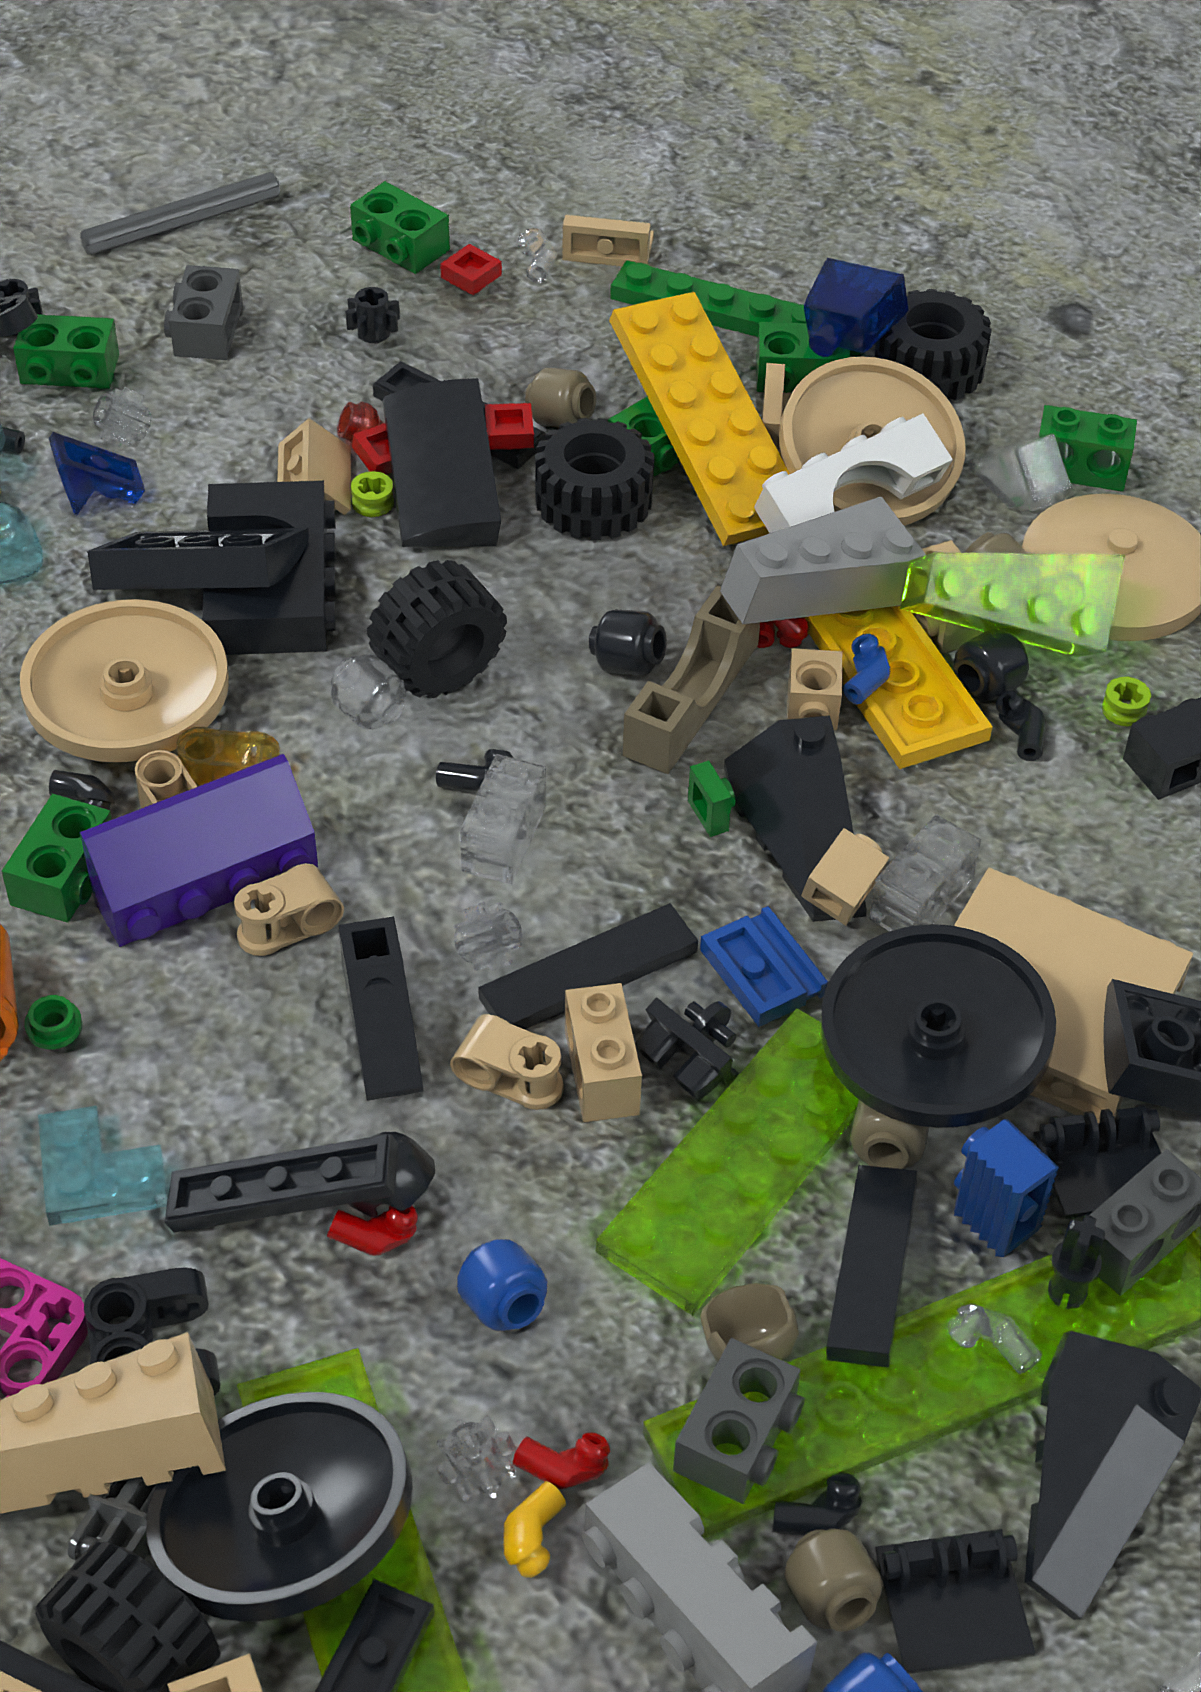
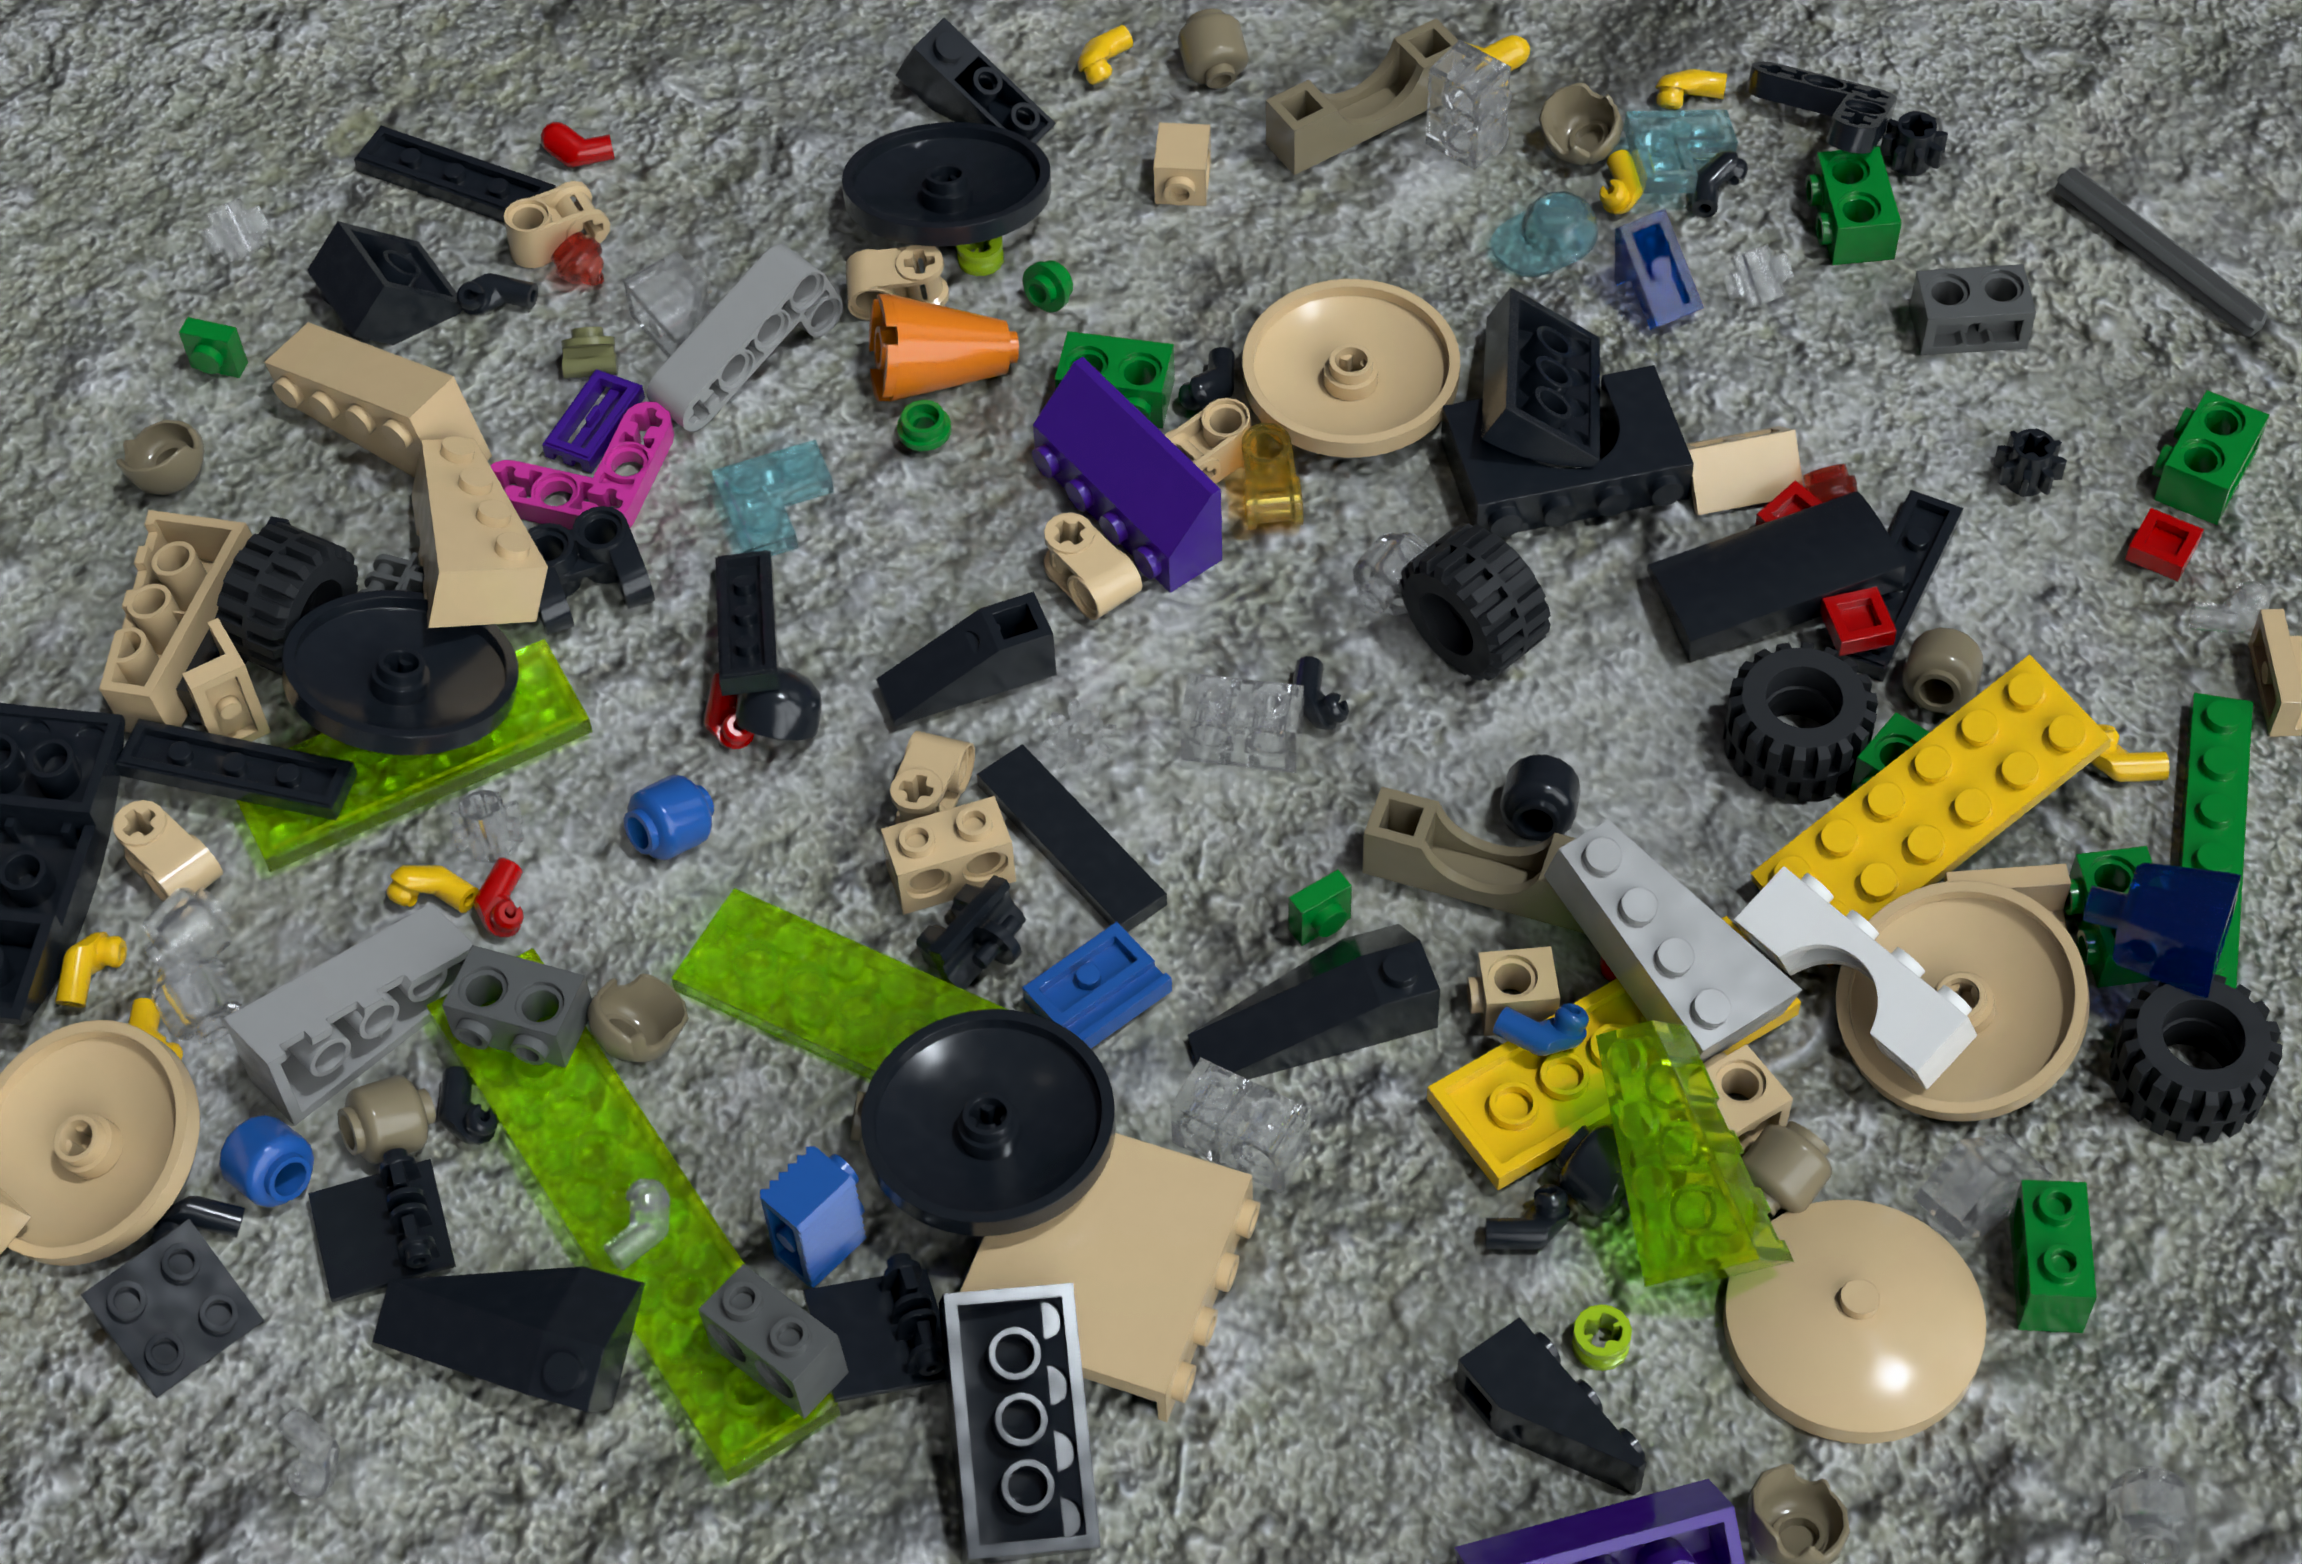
camera: 85 degrees right, 5 degrees up
(372, 494) = (1723, 512): lime bush -> none
(845, 875) = (1218, 1033): tan brick -> none
(872, 1267) = (722, 1117): black tile -> none
(1076, 1262) = (702, 1264): black axle -> none

